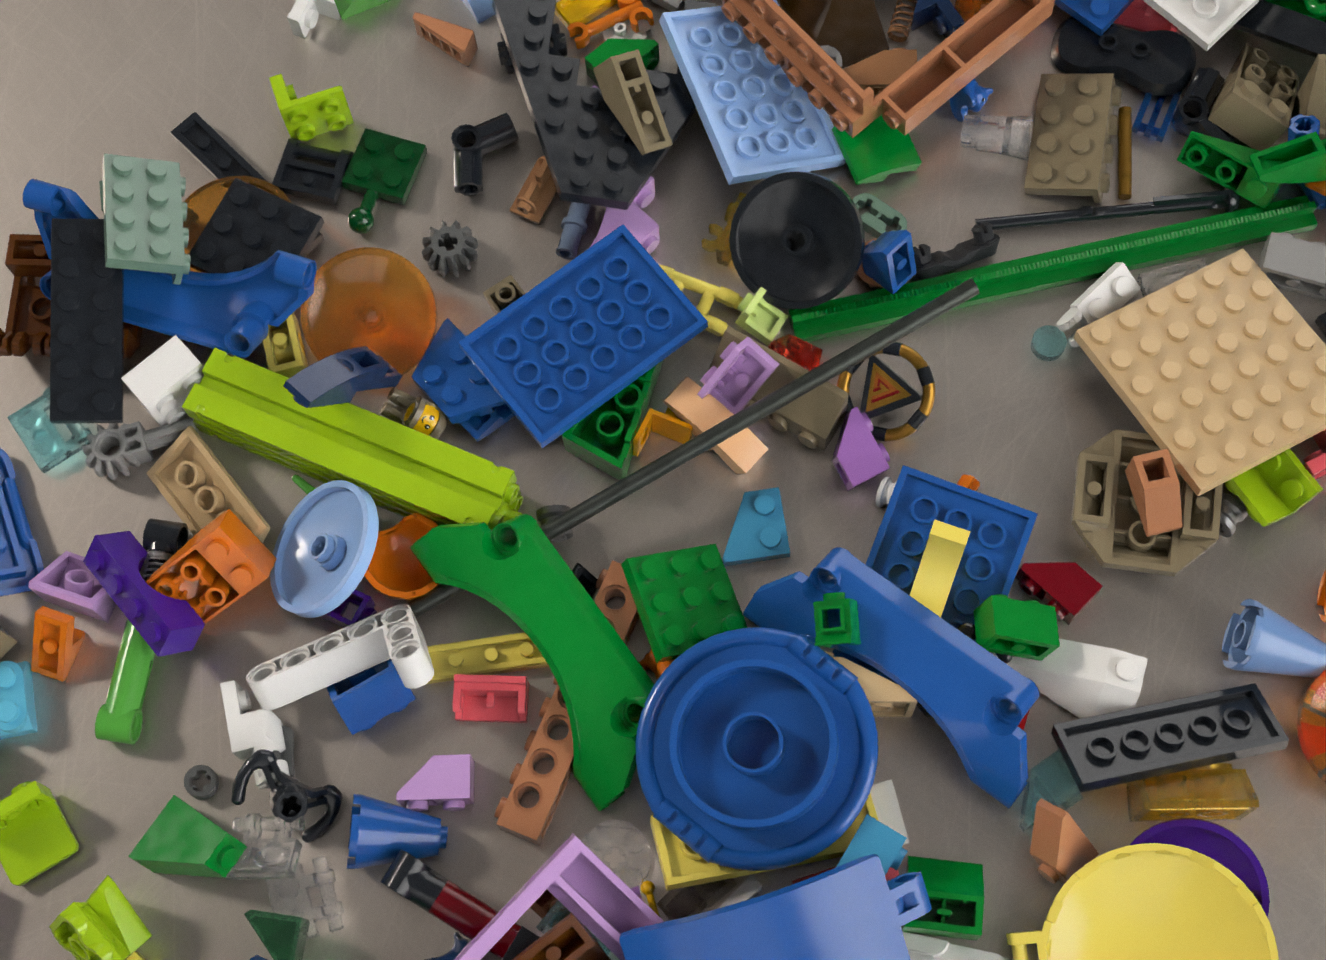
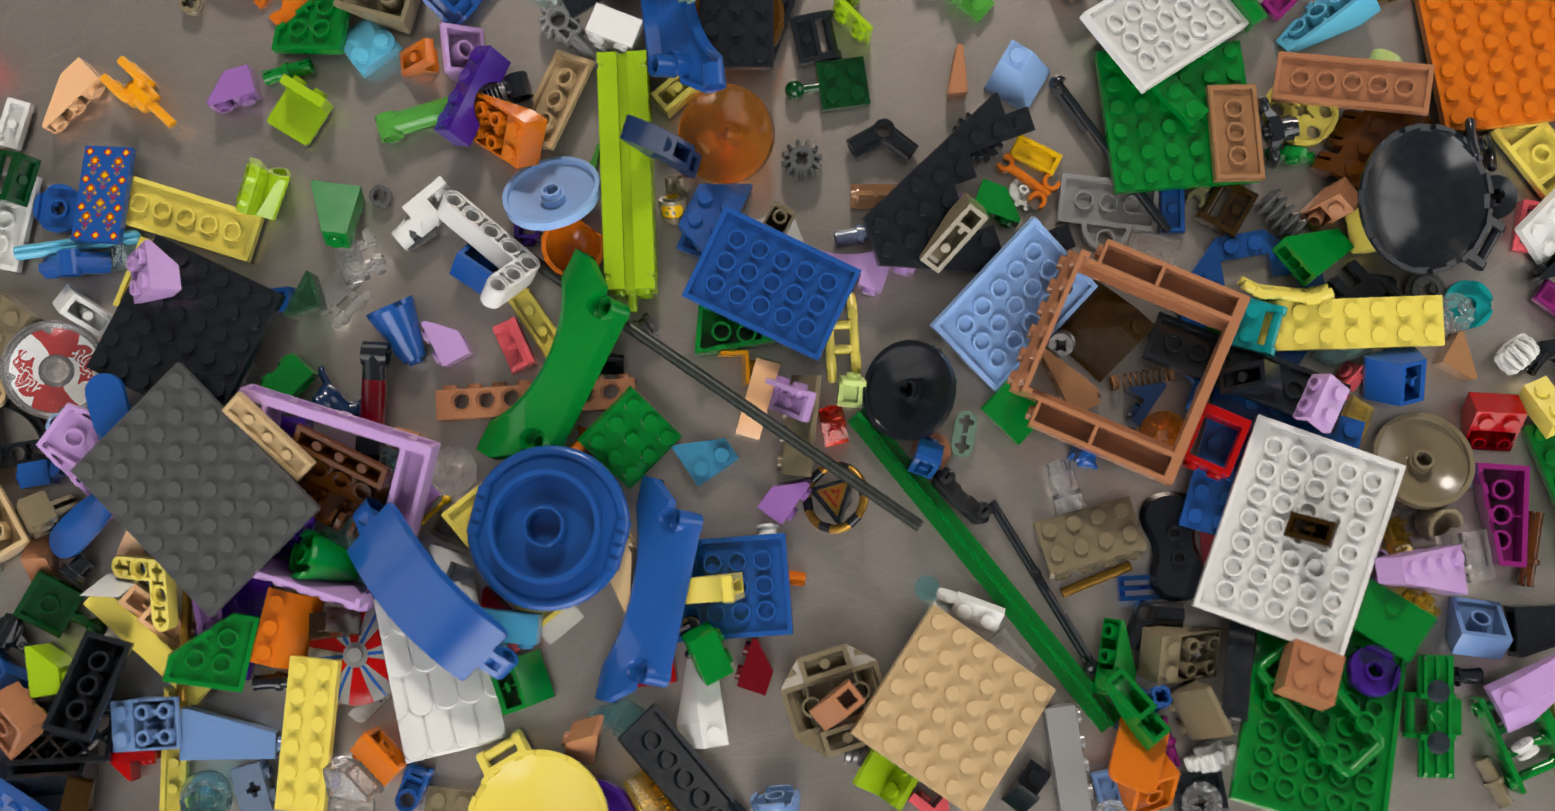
camera: 60 degrees right, 15 degrees up
(288, 795) = (391, 256): black piece -> none
(722, 244) = (915, 335): clear yellow plate -> none
(848, 632) = (652, 548): green window -> none

